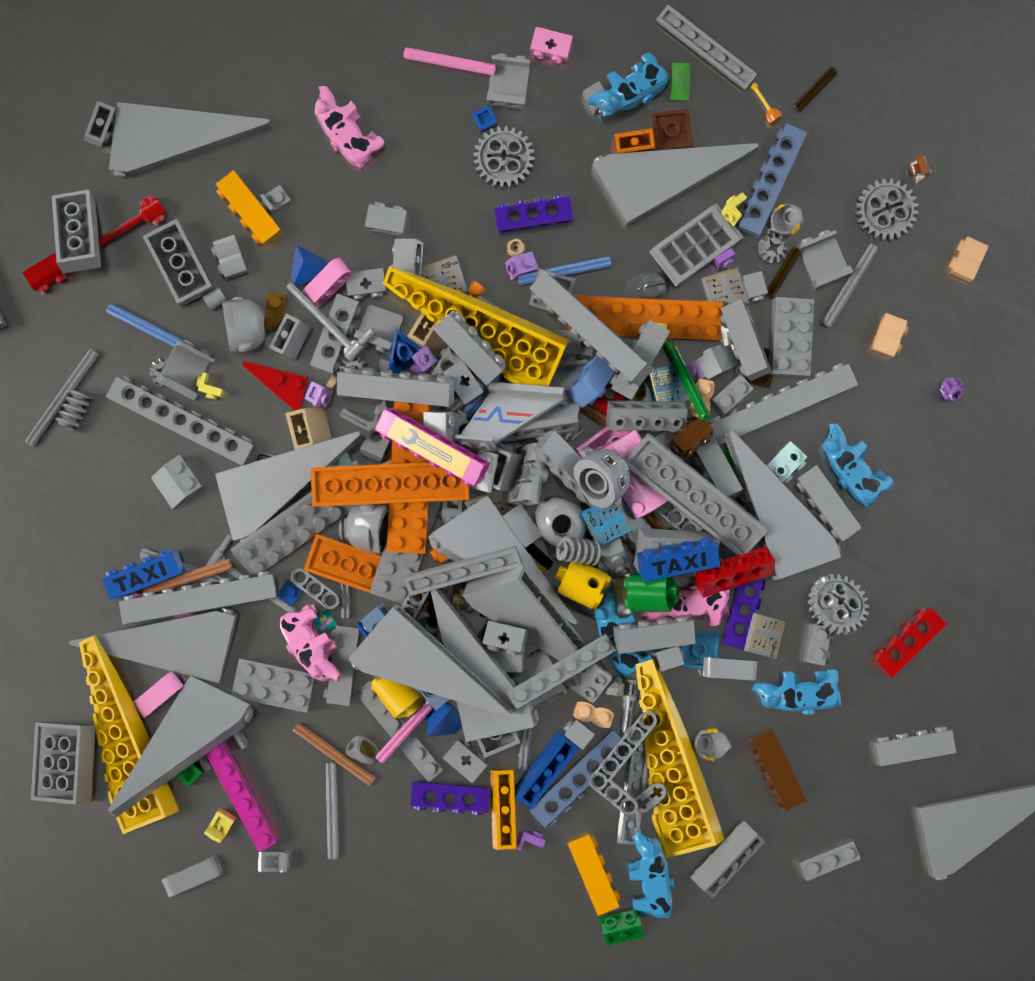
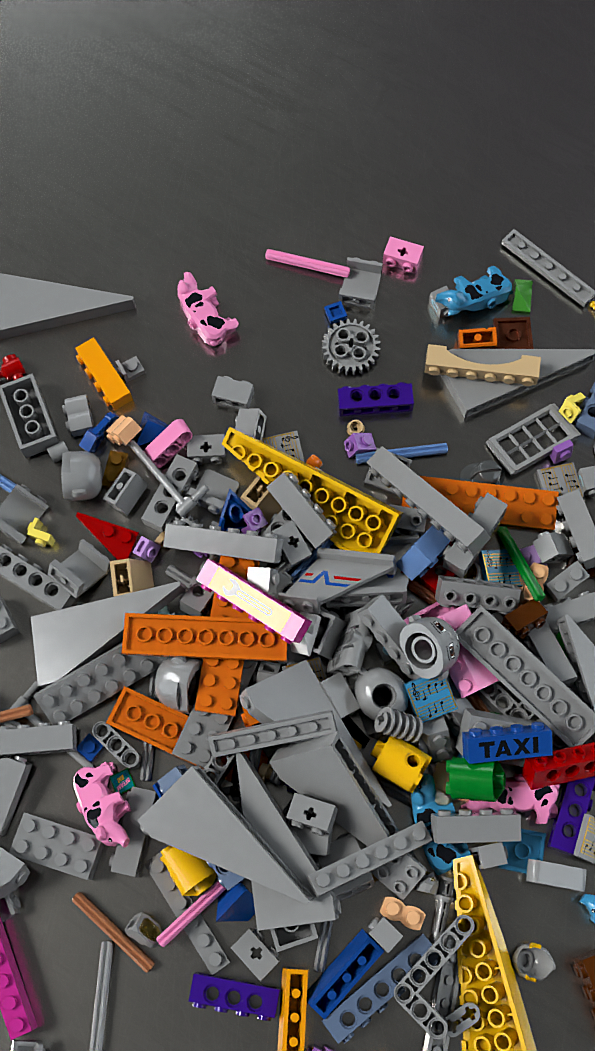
camera: 10 degrees right, 15 degrees down
(249, 278) = (94, 436): none -> blue piece
(256, 421) = (80, 569): none -> light grey panel
(278, 273) = (123, 430): none -> light nougat brick
(598, 172) = (521, 371): none -> tan arch

